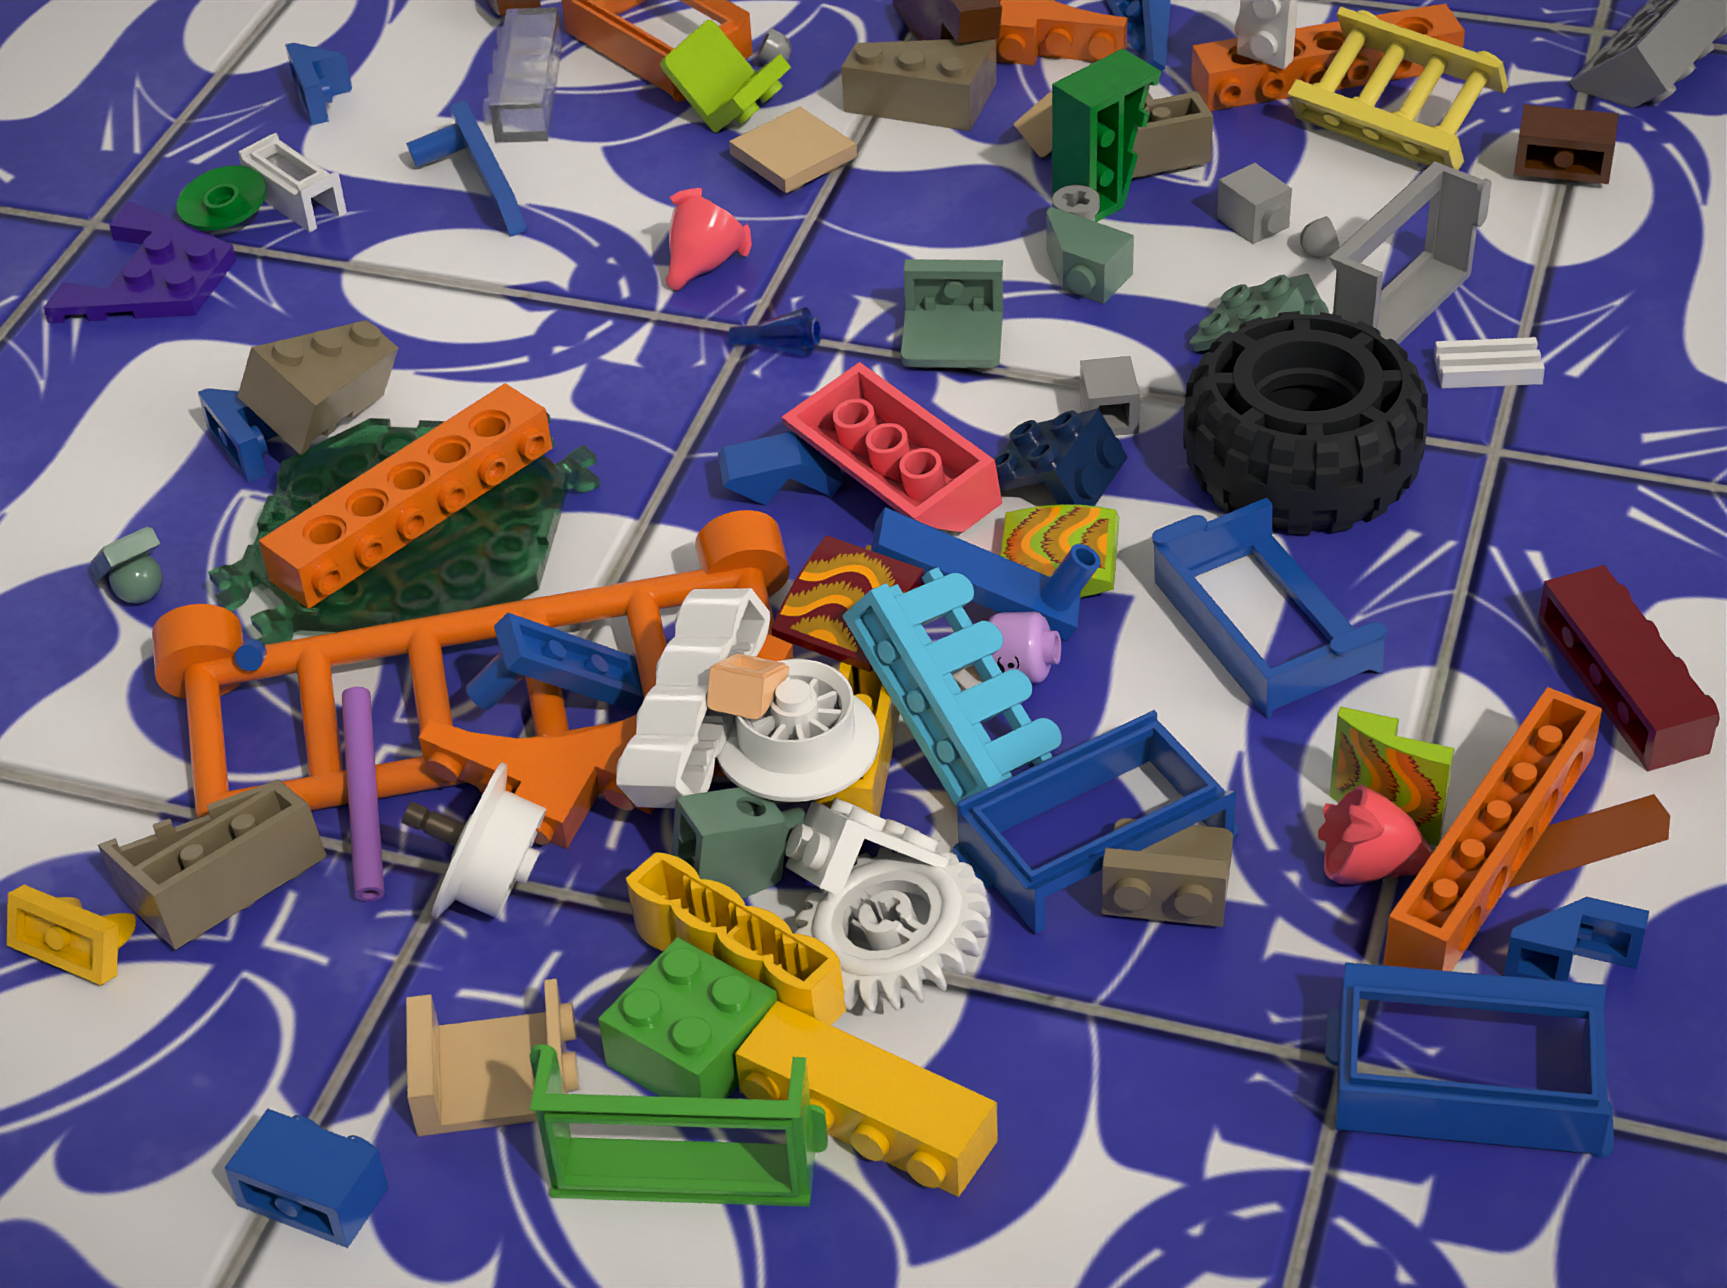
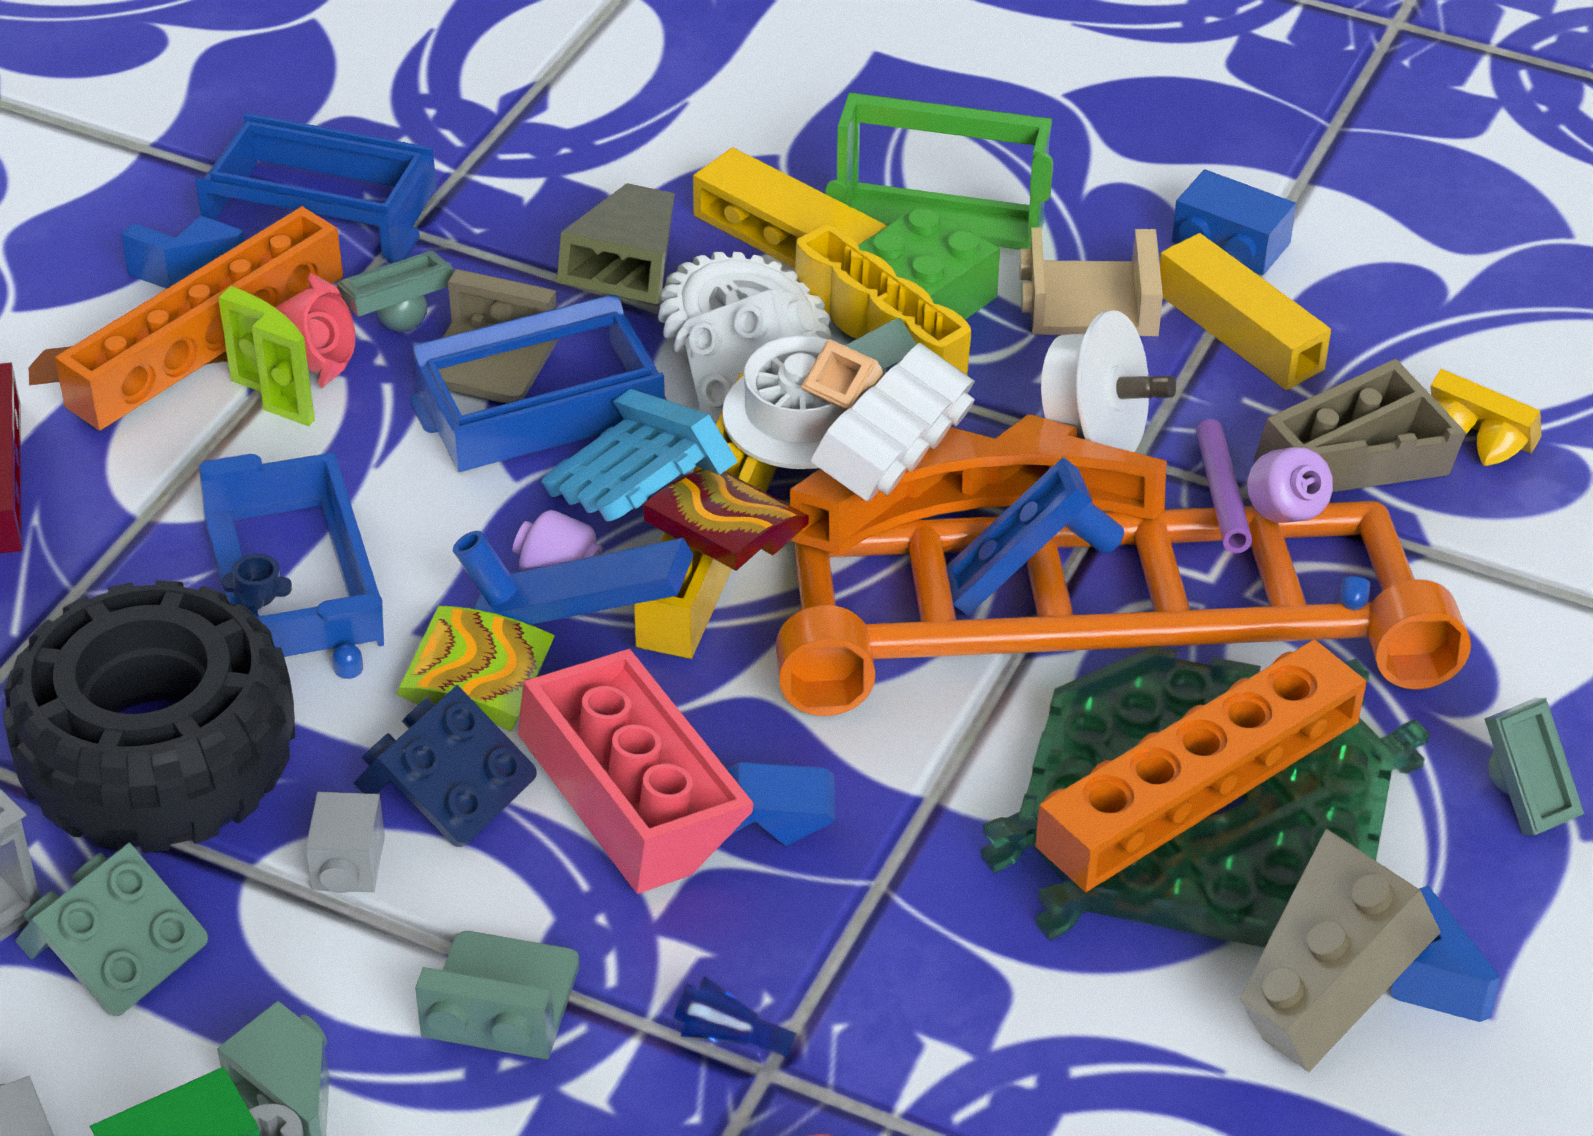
camera: 175 degrees left, 0 degrees up
(295, 743) = (1290, 485): none -> lavender head
(315, 1039) = (1244, 311): none -> yellow brick
(1046, 957) = (620, 245): none -> olive slope
(1285, 572) = (256, 581): none -> dark blue plate
(1298, 898) = (397, 290): none -> sand green tile

